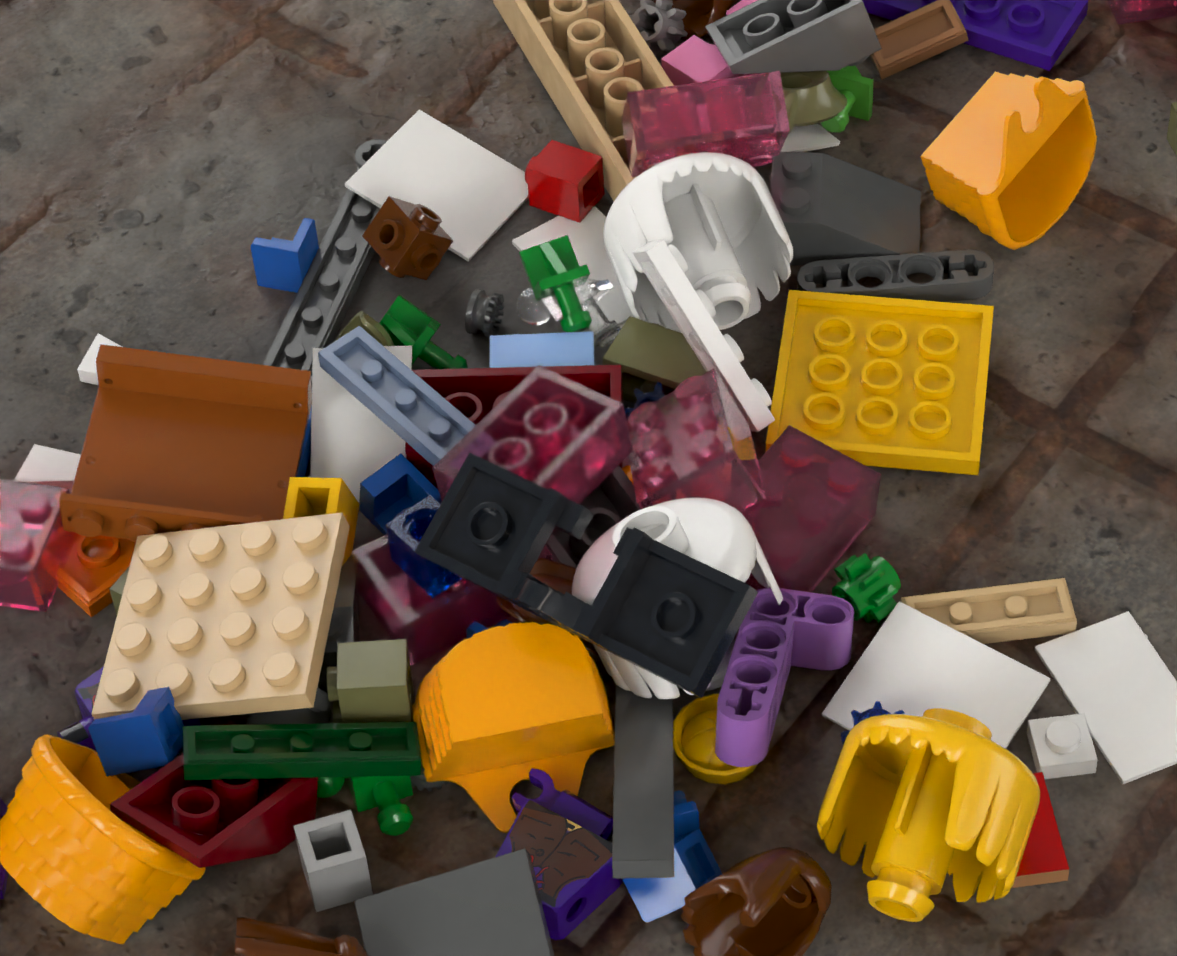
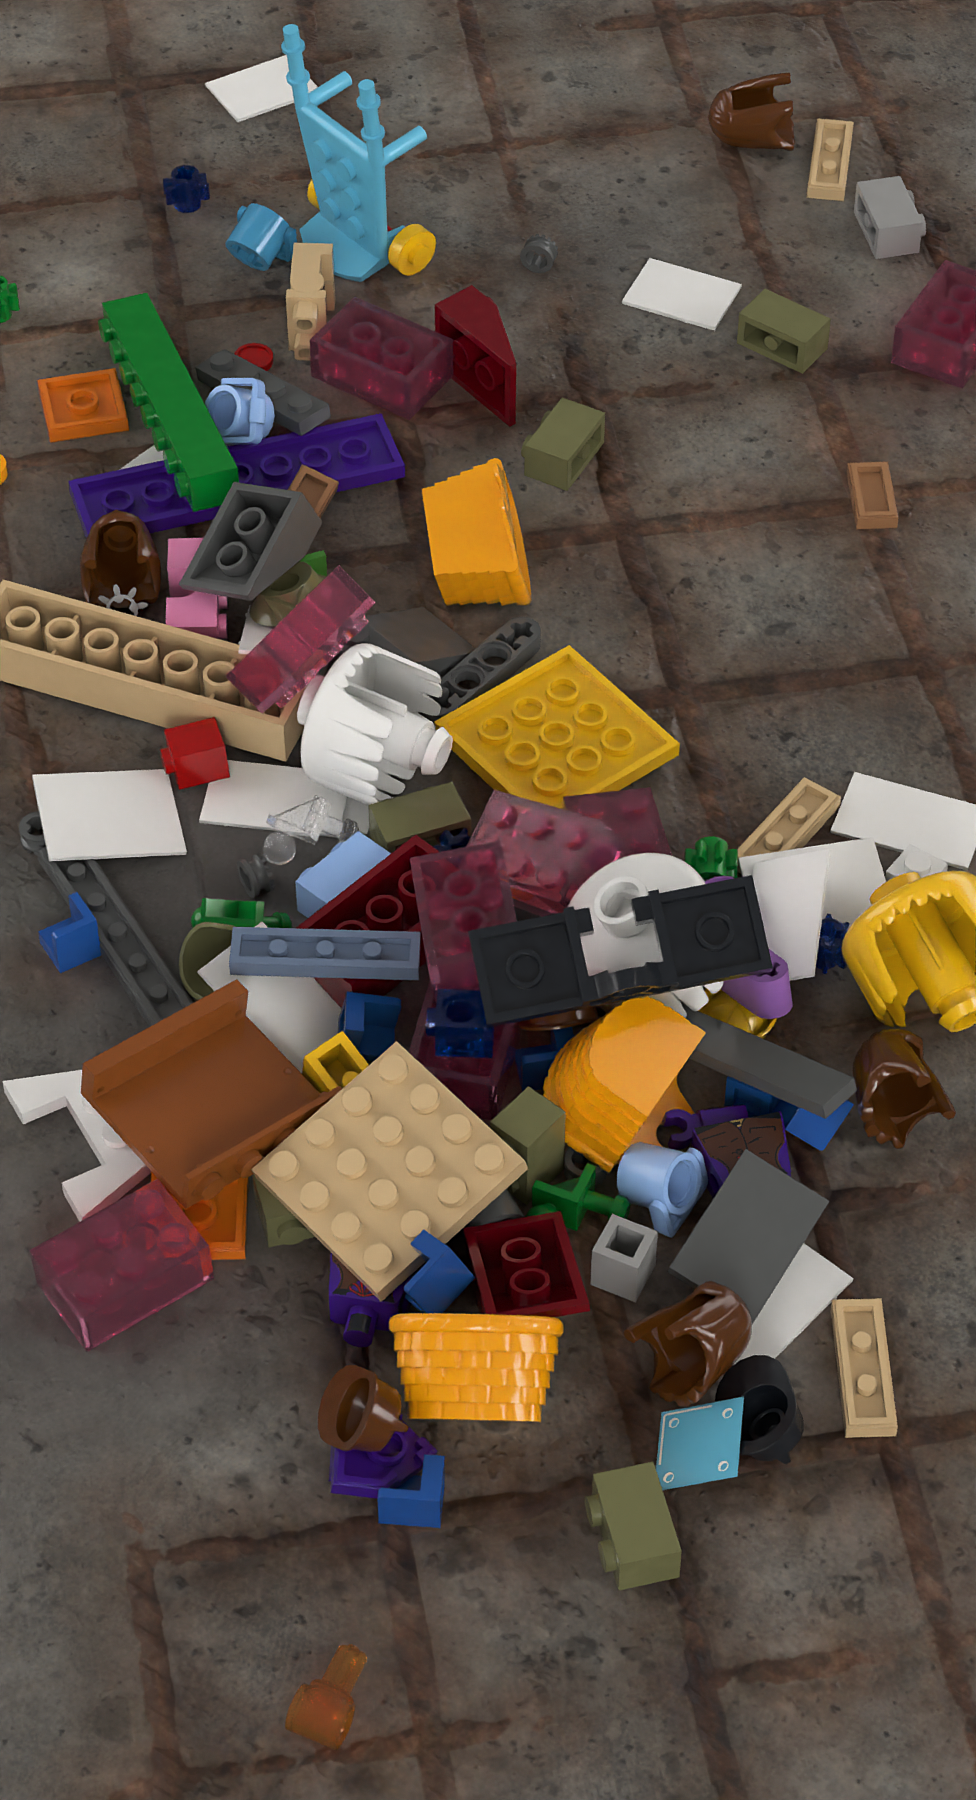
camera: 50 degrees left, 0 degrees up
(301, 750) = (538, 1206): dark green tile -> none
(407, 238) = (131, 864): reddish brown brick -> none
(450, 823) = (663, 1181): none -> light blue piece
(555, 271) = (295, 812): green piece -> none
(694, 316) = (442, 765): white plate -> none
(861, 684) = (792, 907): none -> white window

